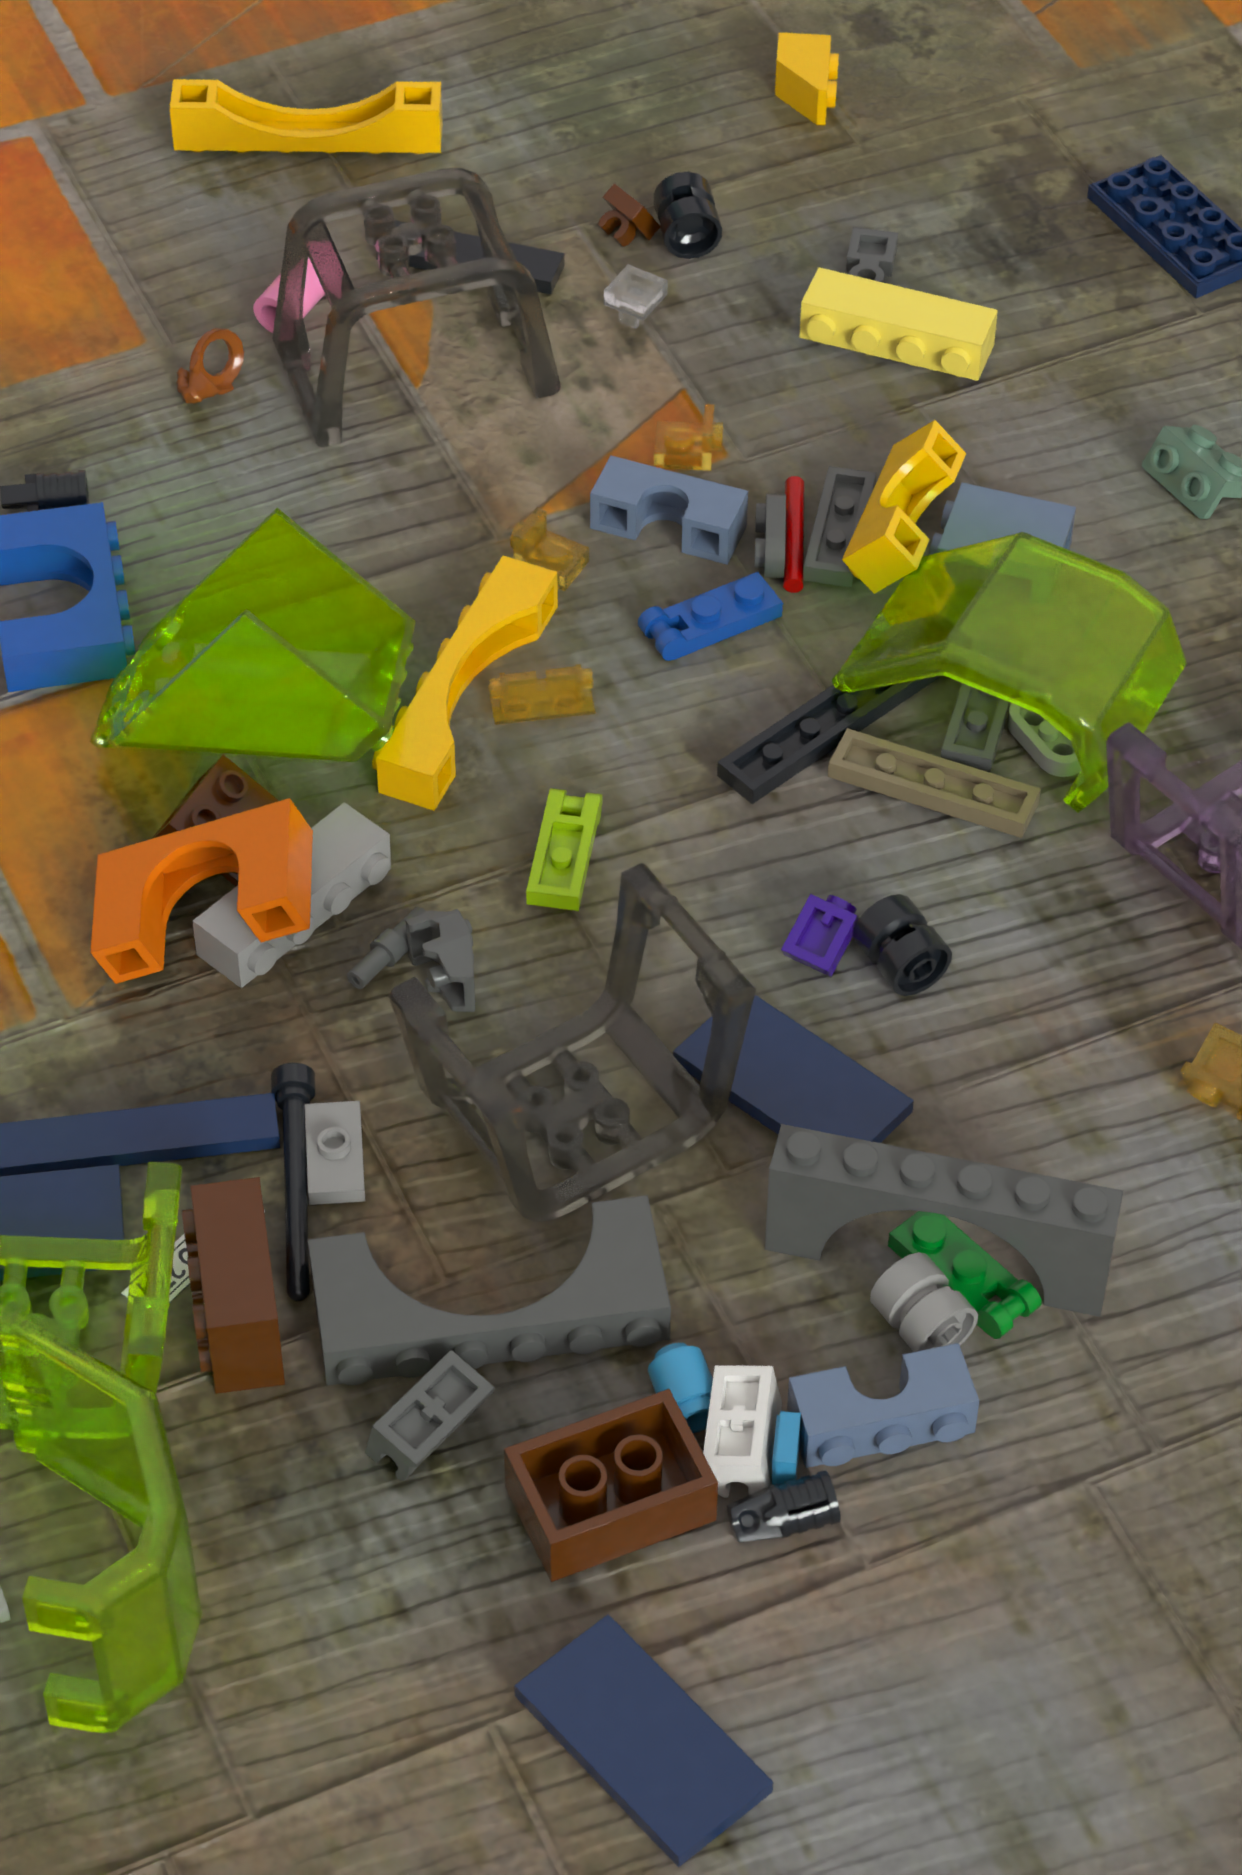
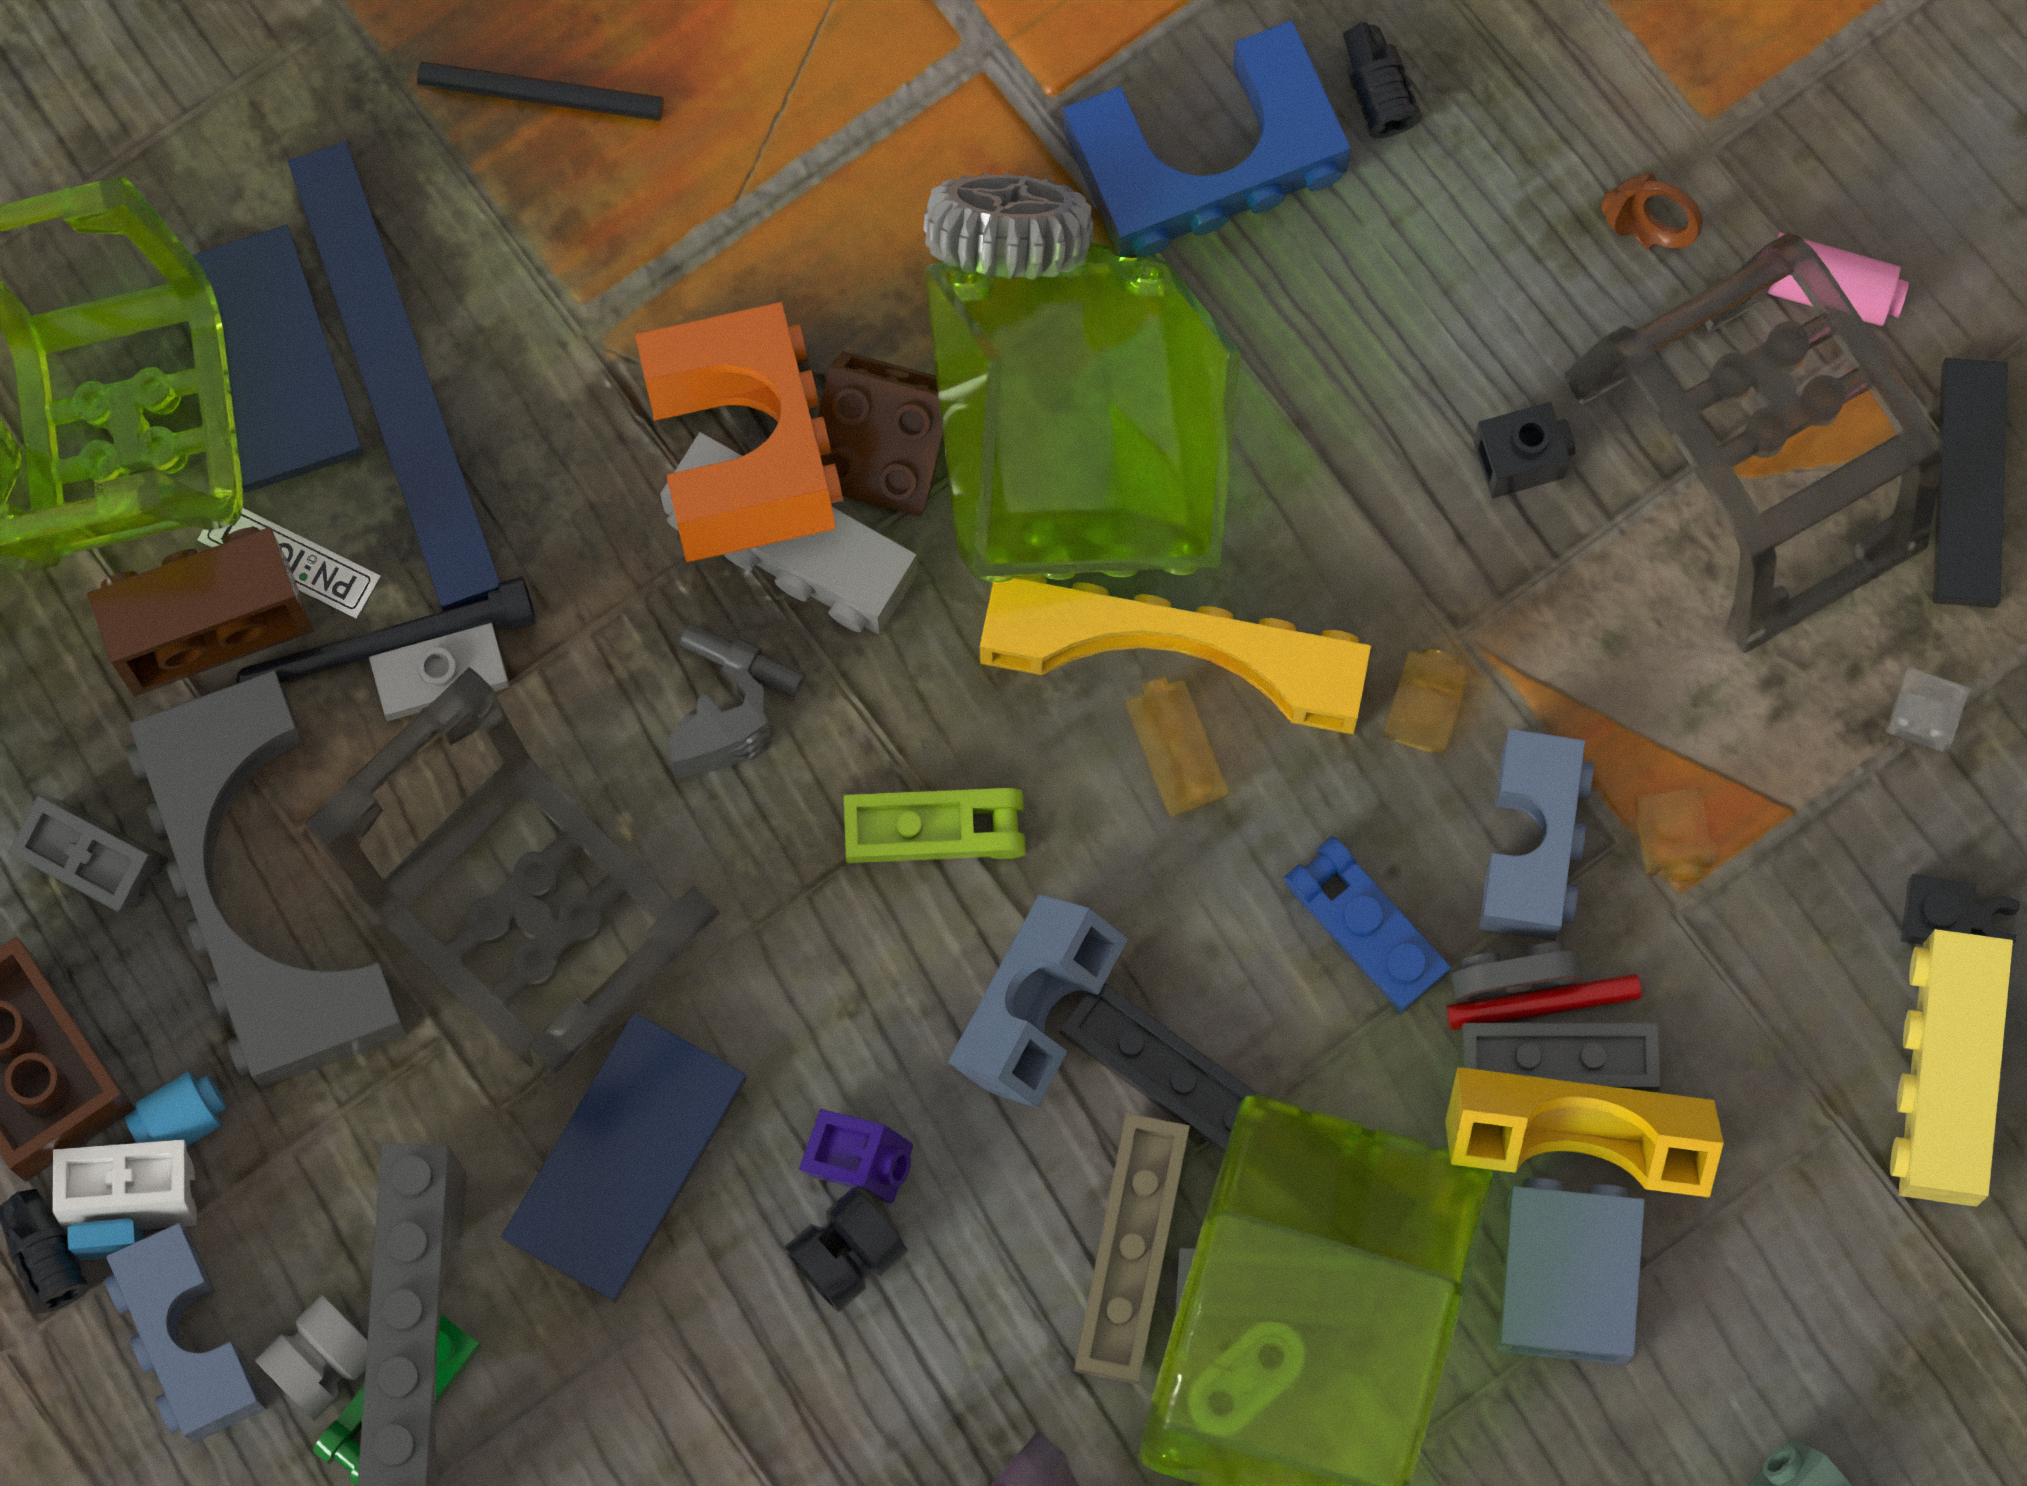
camera: 80 degrees right, 25 degrees up
(91, 697) = (1008, 225): none -> light grey gear
(370, 466) = (1523, 449): none -> black brick
(691, 777) = (1053, 954): none -> sand blue arch
(778, 323) = (1950, 907): none -> black plate

